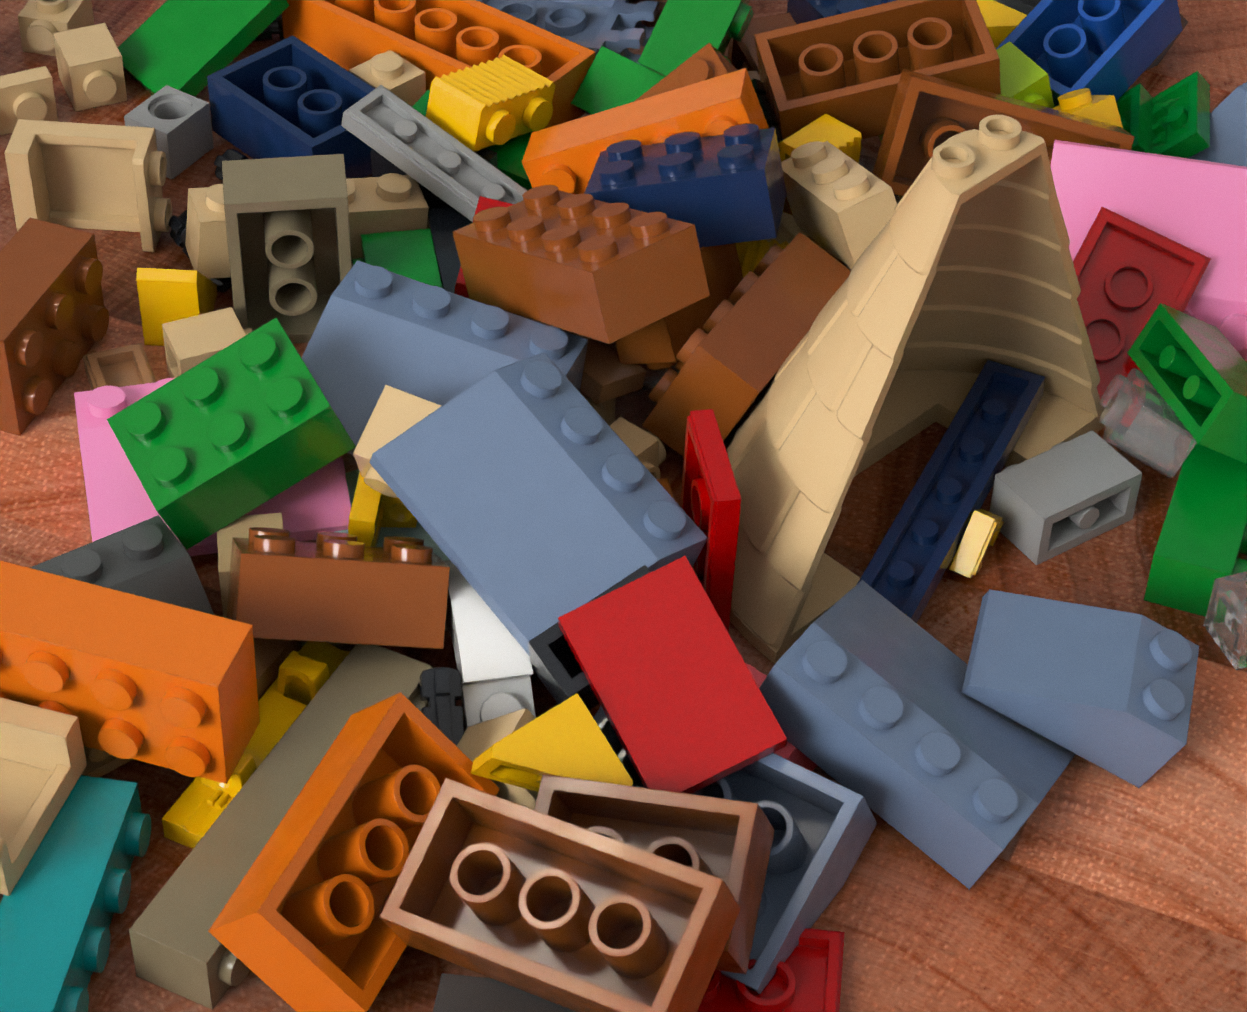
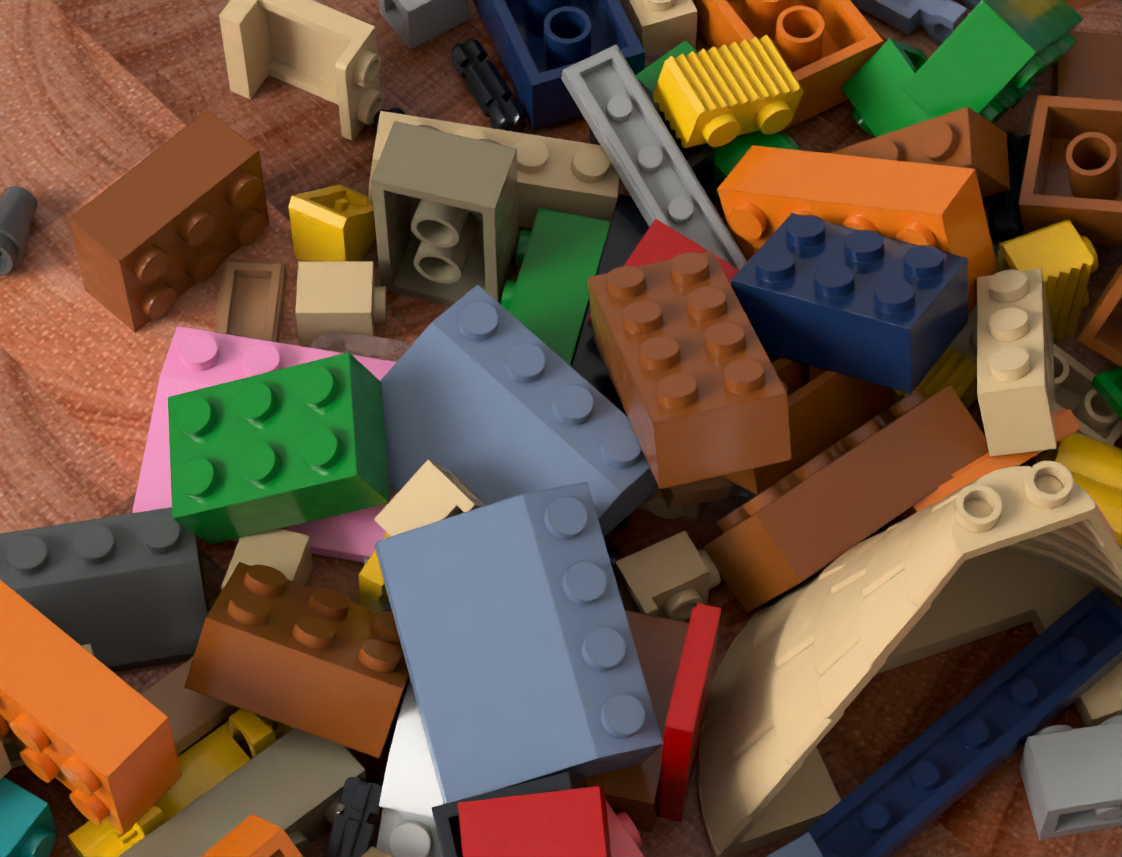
camera: 25 degrees right, 15 degrees up
(979, 534) = (982, 794): yellow tile -> none

